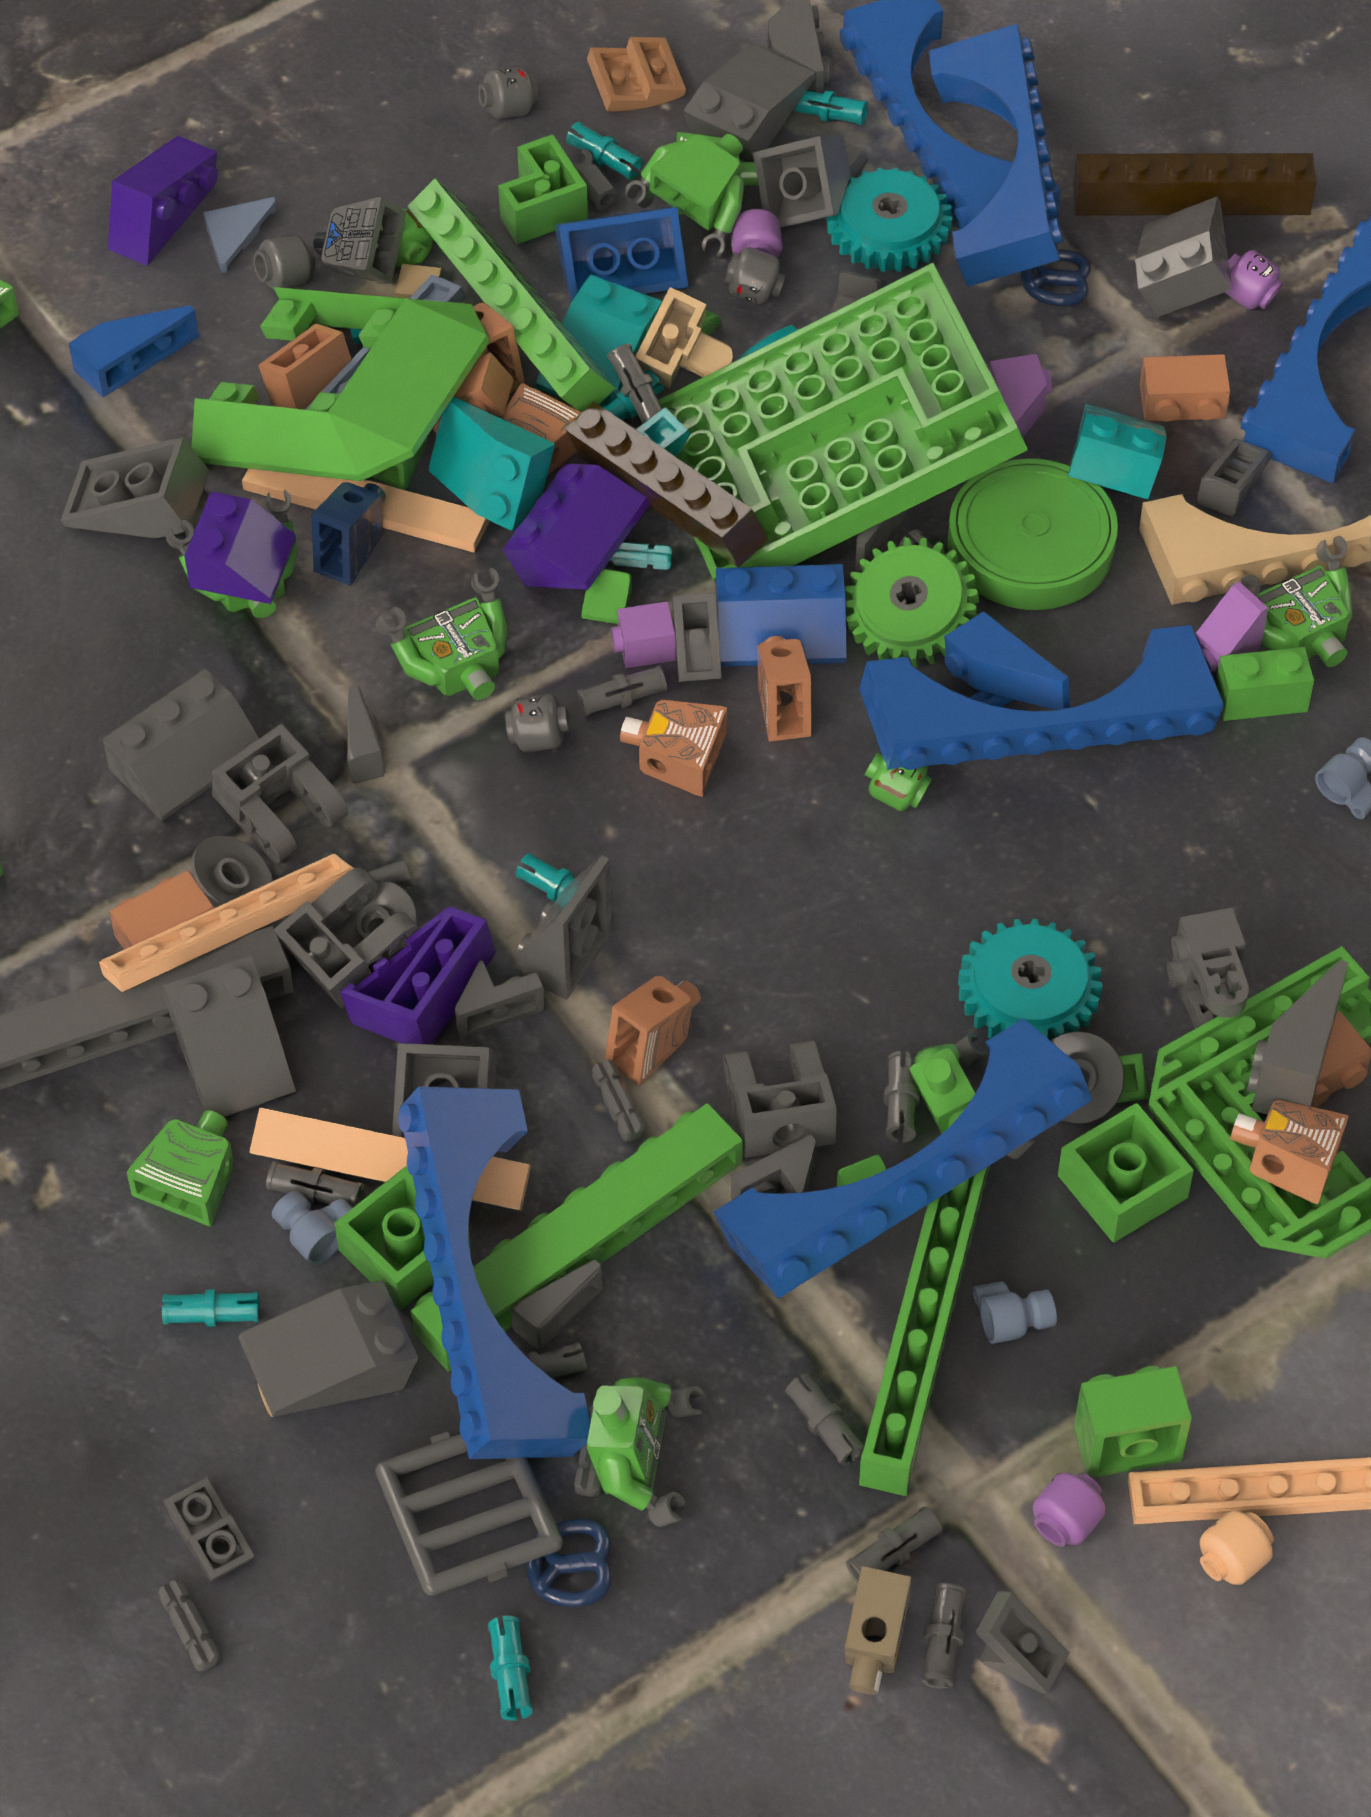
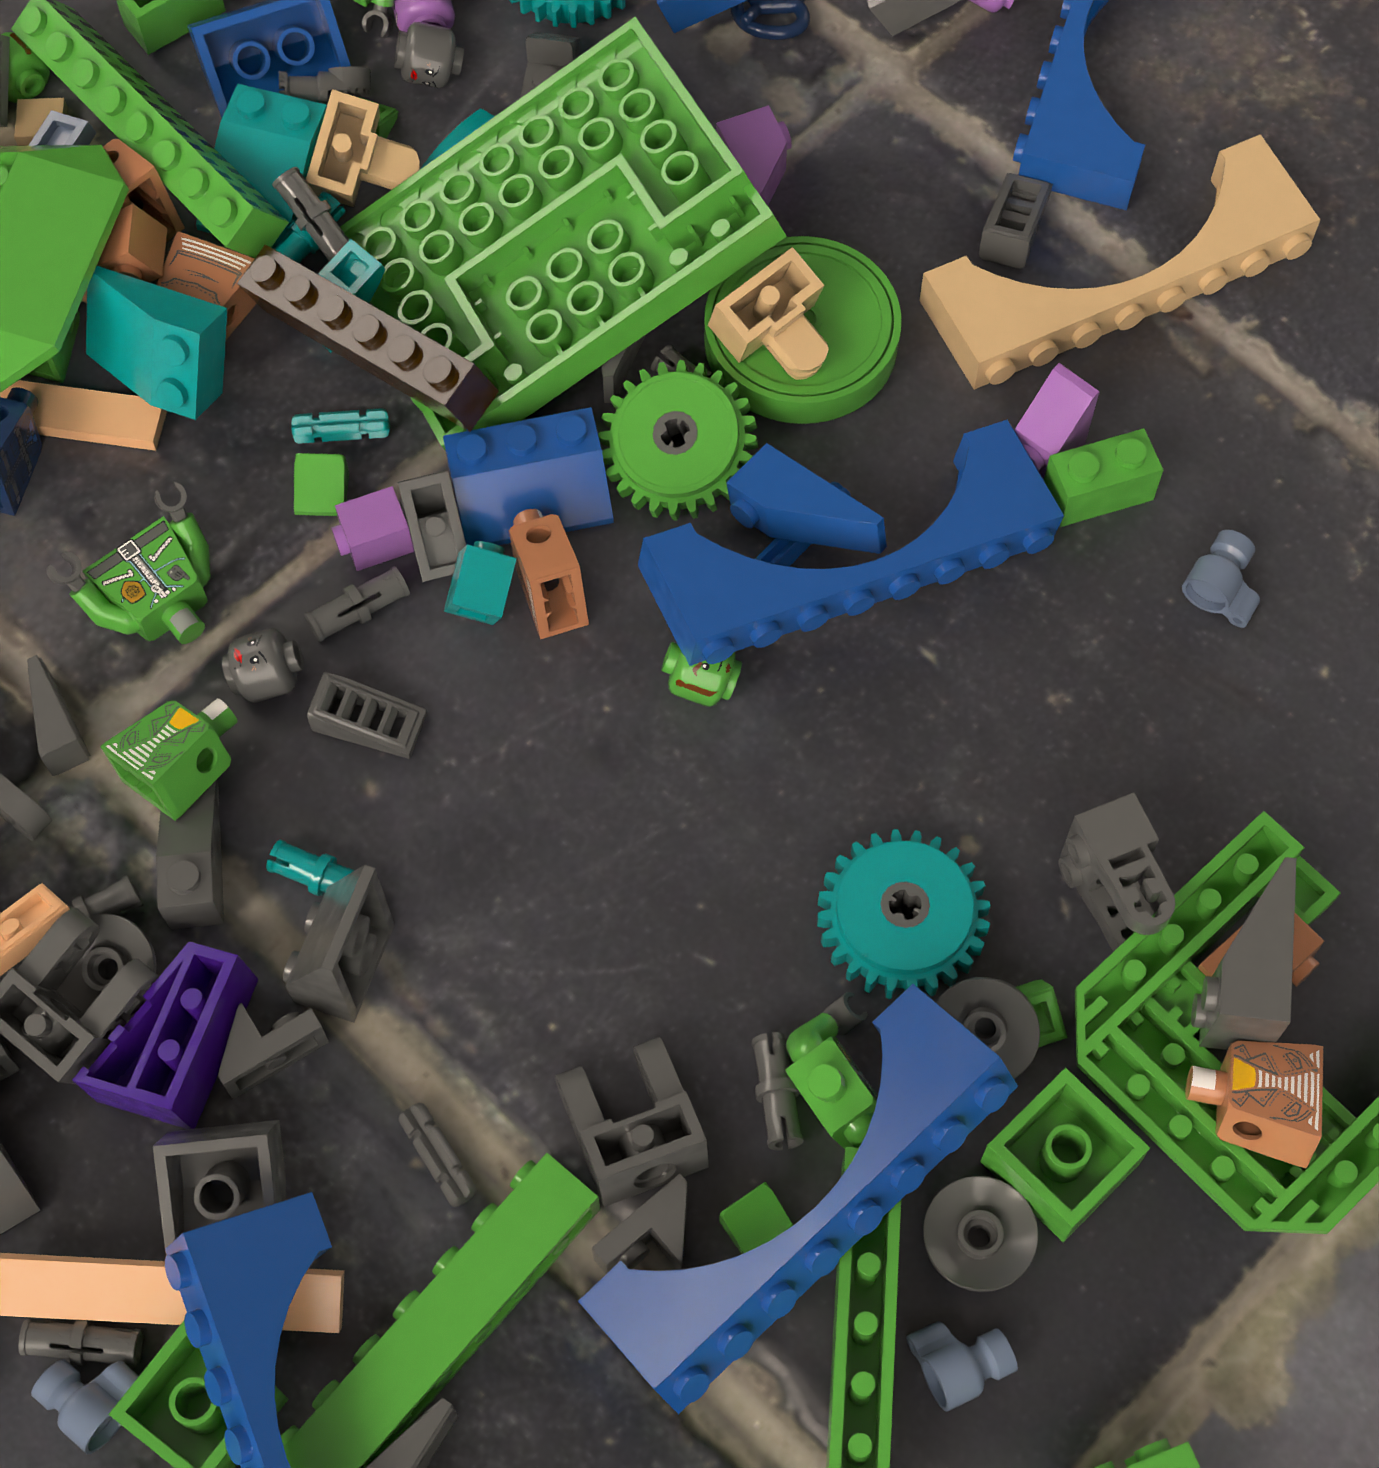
camera: 10 degrees left, 10 degrees up
(454, 775) = (172, 754): none -> bright green torso
(456, 854) = (191, 865): none -> dark grey slope
(574, 528) = (268, 407): dark purple slope -> none
(605, 755) = (352, 693): none -> dark grey slope
(650, 1026) = (461, 1053): nougat torso -> none
(659, 287) = (318, 87): none -> dark grey connector
(679, 742) = (435, 662): nougat torso -> none
(728, 683) = (480, 582): none -> teal brick
(1007, 511) = (771, 314): none -> tan brick
(1047, 1204) = (986, 1206): none -> dark grey dish
(1117, 451) = (883, 211): teal slope -> none
(1184, 388) = (941, 120): nougat brick -> none
(1309, 608) = (1136, 374): bright green torso -> none

